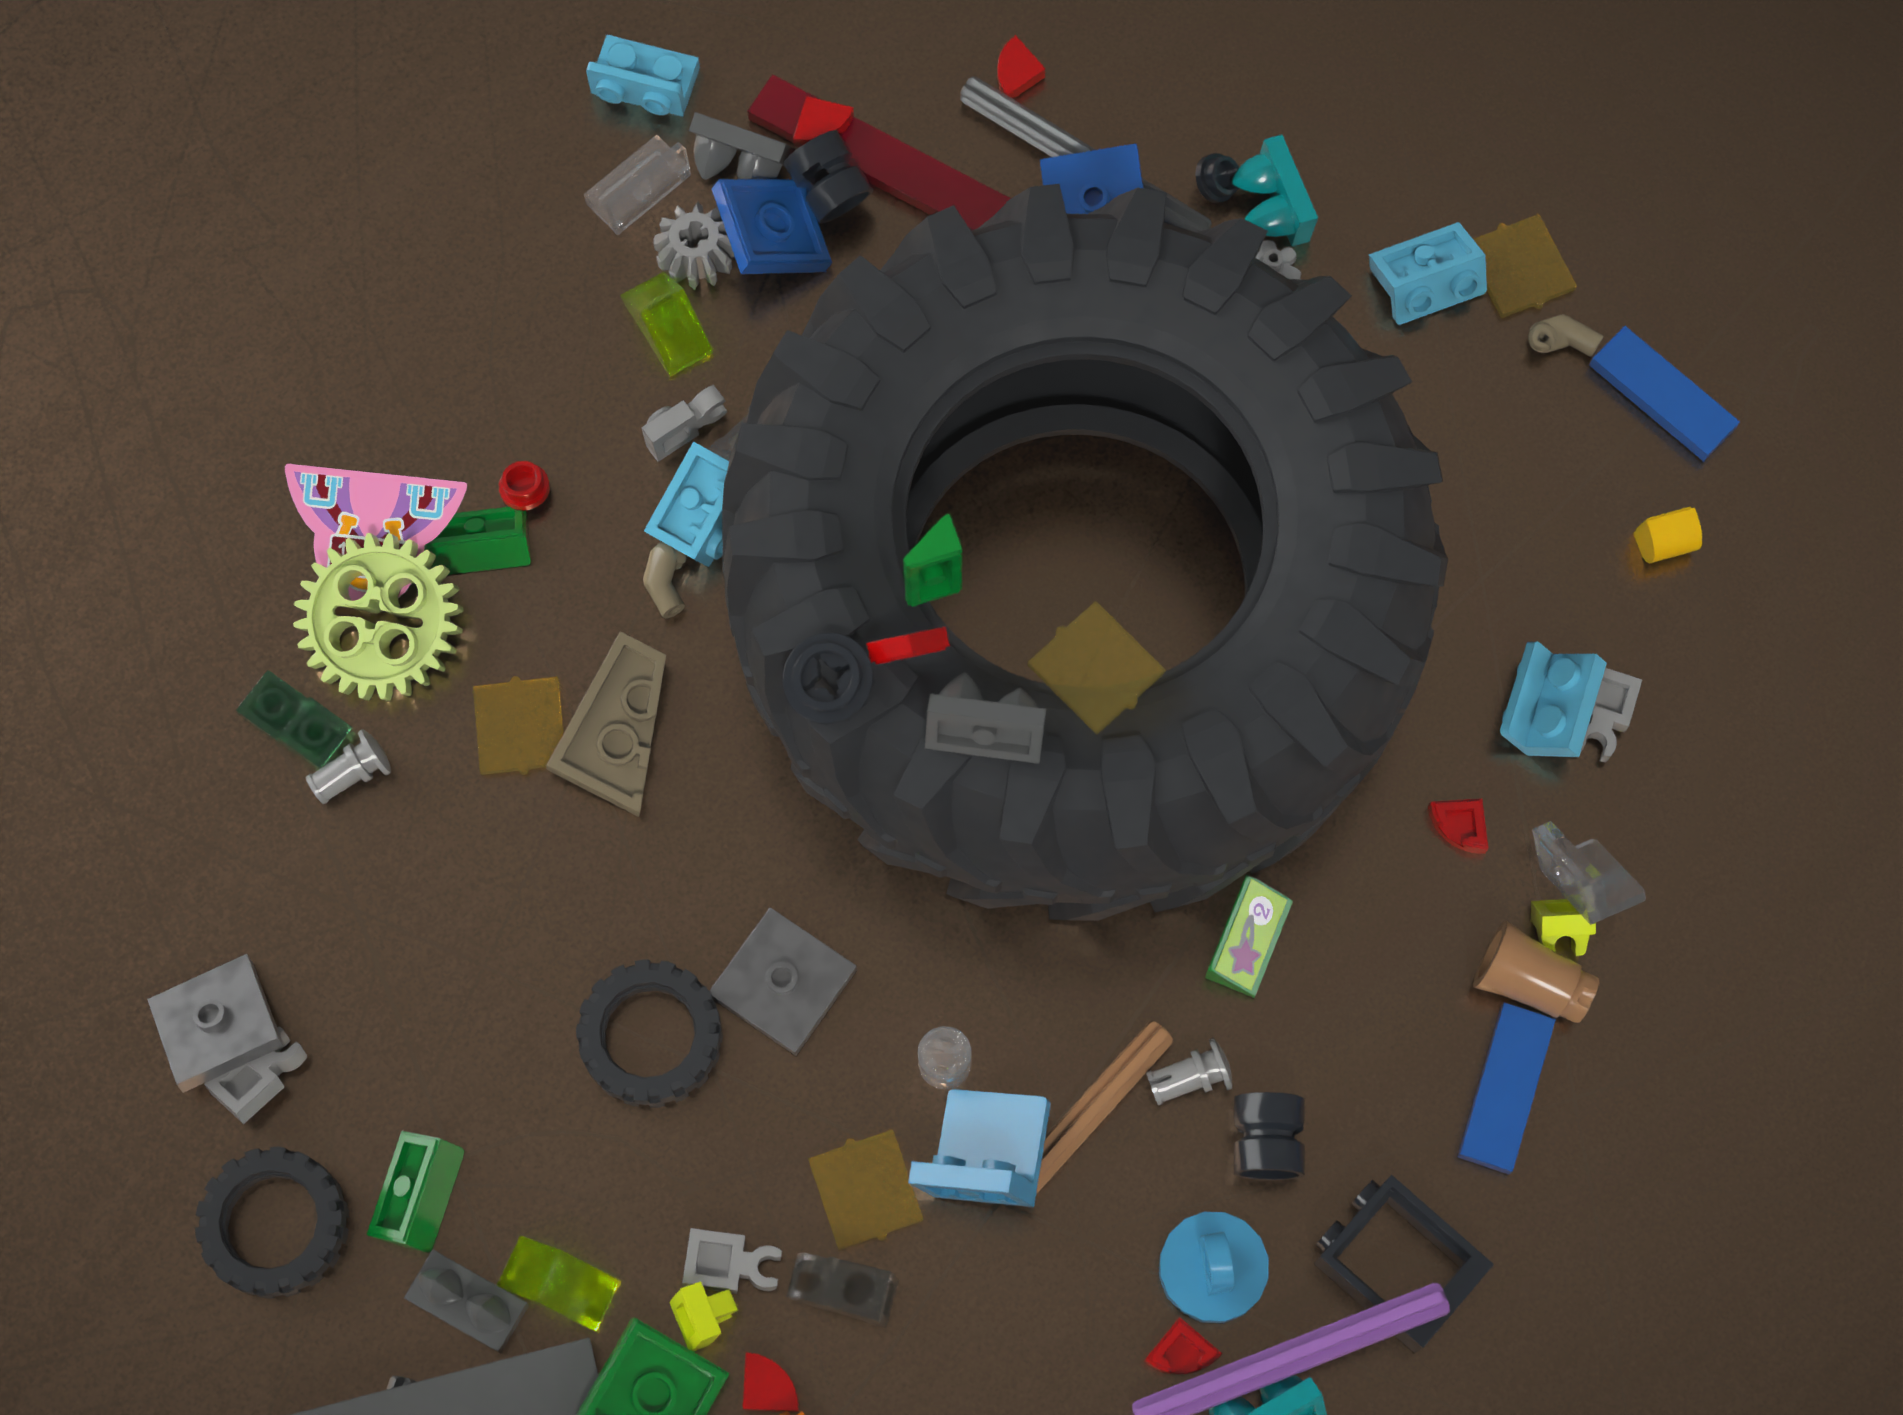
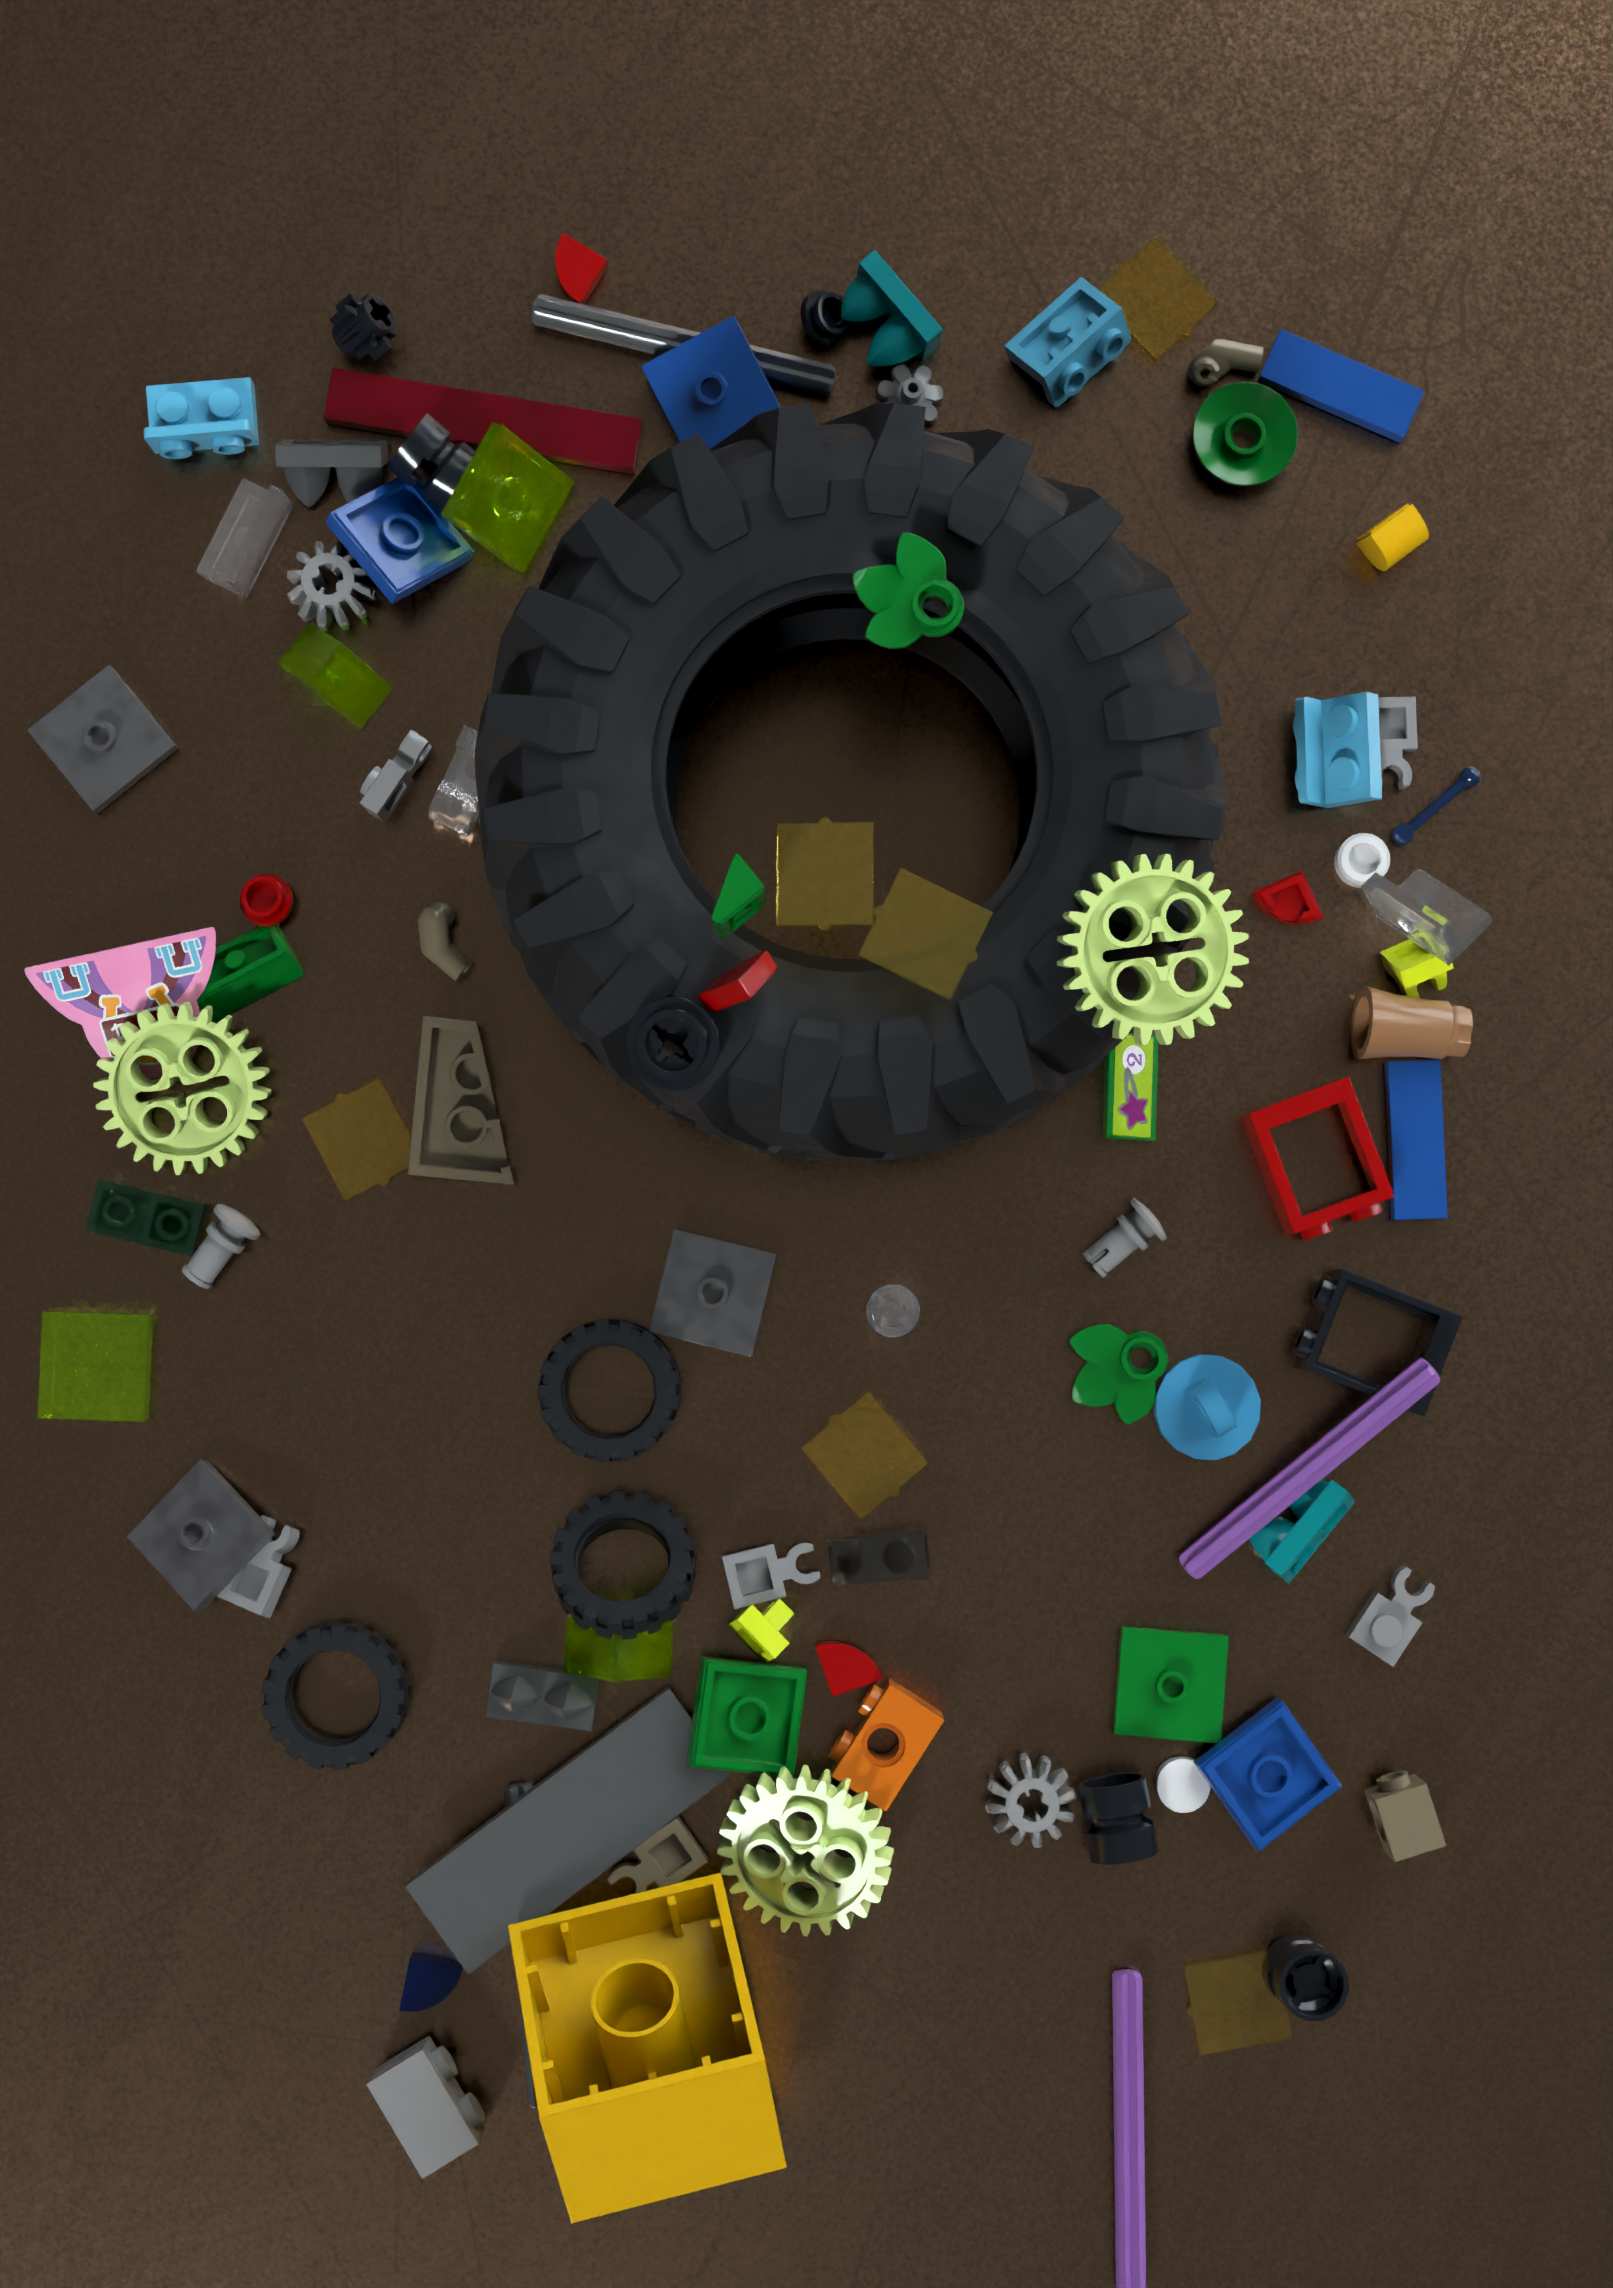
camera: 25 degrees left, 15 degrees up
(189, 835) = (95, 1366): none -> clear neon green tile
(416, 1191) = (454, 1615): green slope -> none
(442, 304) = (102, 739): none -> flat silver plate
(593, 1241) = (623, 1513): none -> black tyre
(692, 507) = (447, 862): medium azure bracket -> none
(812, 49) = (363, 326): none -> black gear
(820, 117) = (404, 405): red tile -> none
(873, 214) = (507, 497): none -> clear neon green tile
(968, 725) = (821, 1043): dark grey tile -> none
(987, 1149) = (965, 1381): dark azure bracket -> none
(1024, 582) = (825, 874): none -> clear yellow piece
(1102, 1098) = (1044, 1302): medium nougat axle -> none
(1131, 1198) = (1110, 1374): none -> green plate
(1182, 1351) = (1205, 1493): red tile -> none
(1186, 370) = (903, 589): none -> green plate
(1269, 1130) = (1217, 1272): black wheel -> none
(1309, 702) = (1145, 898): none -> yellowish green gear
(1404, 1012) = (1319, 1221): none -> red window
(1541, 805) = (1360, 858): none -> white tile
(1563, 381) = (1247, 410): none -> green dish
(1590, 802) = (1404, 833): none -> dark blue hinge

